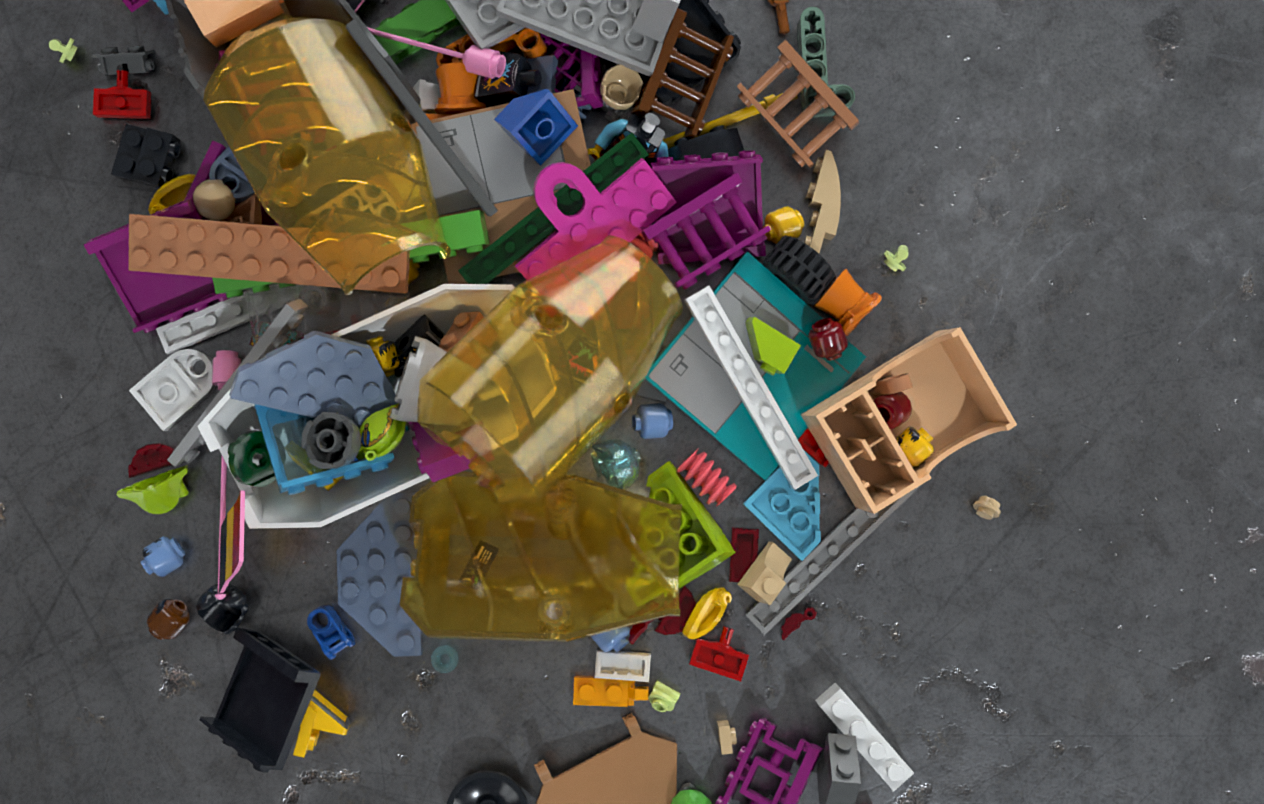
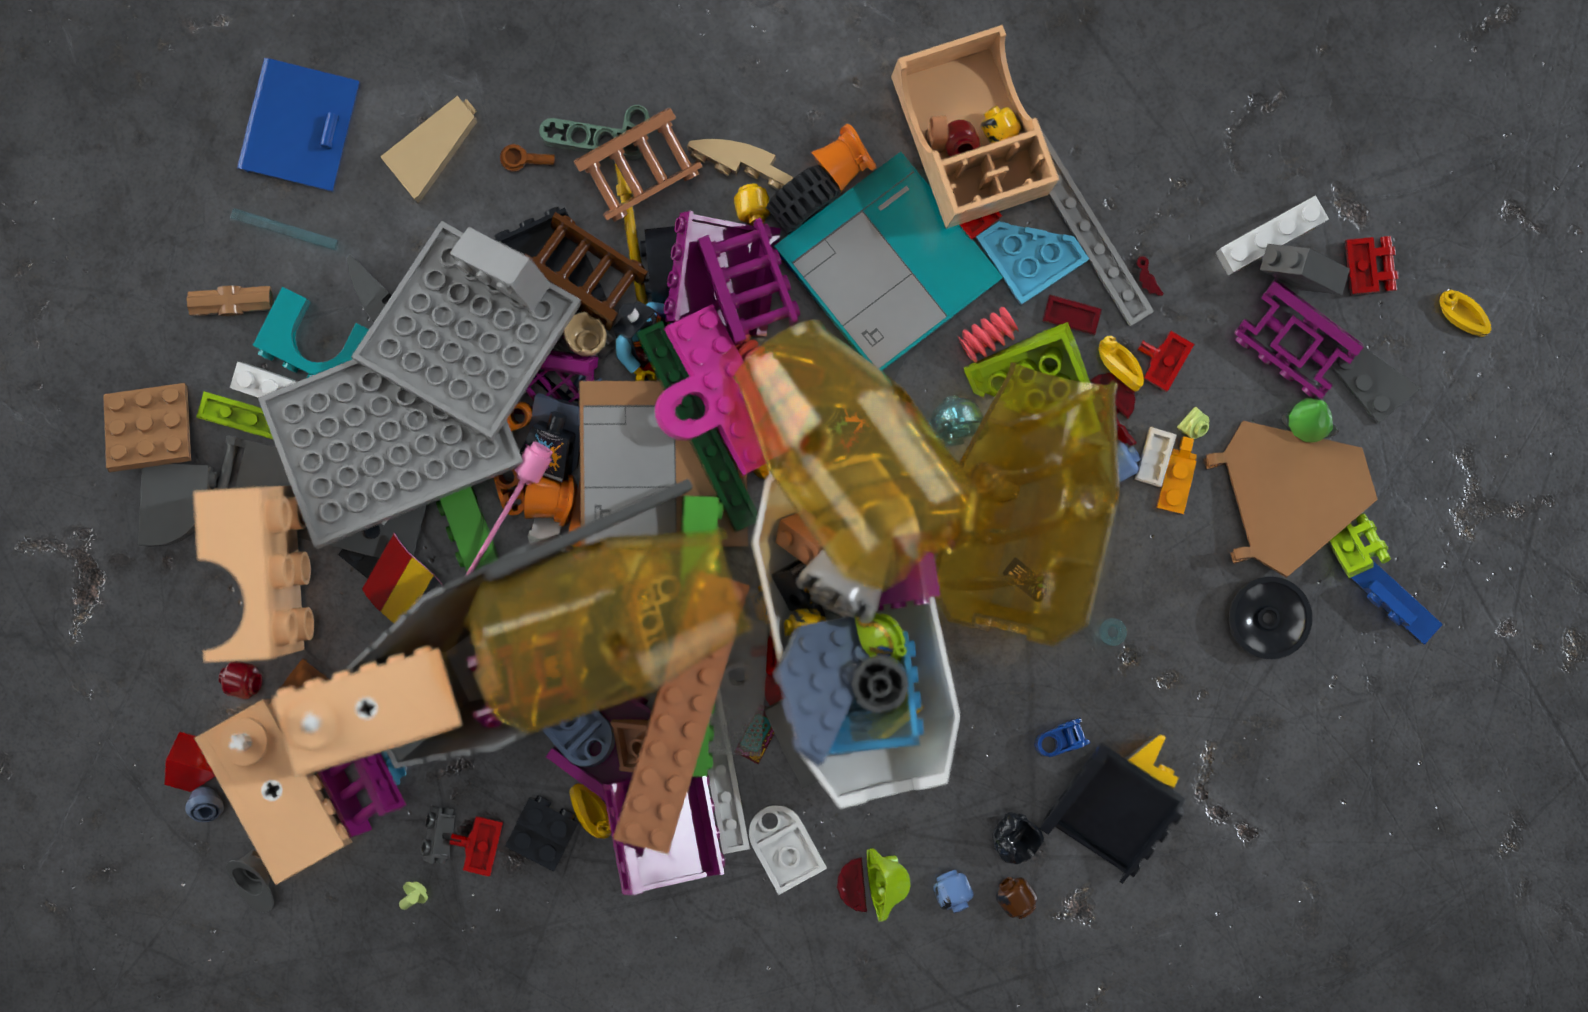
camera: 80 degrees left, 0 degrees up
(214, 200) = (608, 764): tan hair -> none
(231, 525) = (949, 799): flag -> none
(241, 462) = (878, 778): dark green plate -> none
(273, 338) = (811, 784): light grey plate -> none
(372, 574) = (1018, 677): sand blue plate -> none
(536, 124) = (610, 423): blue slope -> none
(652, 420) = (920, 376): medium blue head -> none
(727, 737) = (1245, 369): tan plate -> none
(751, 387) = (910, 271): white plate -> none
(766, 574) = (1096, 297): tan arch -> none
(770, 347) = (874, 243): lime slope -> none
(828, 339) = (877, 185): dark red head -> none
(894, 261) = (810, 100): yellowish green plate -> none
(987, 507) = (1075, 66): tan plate -> none

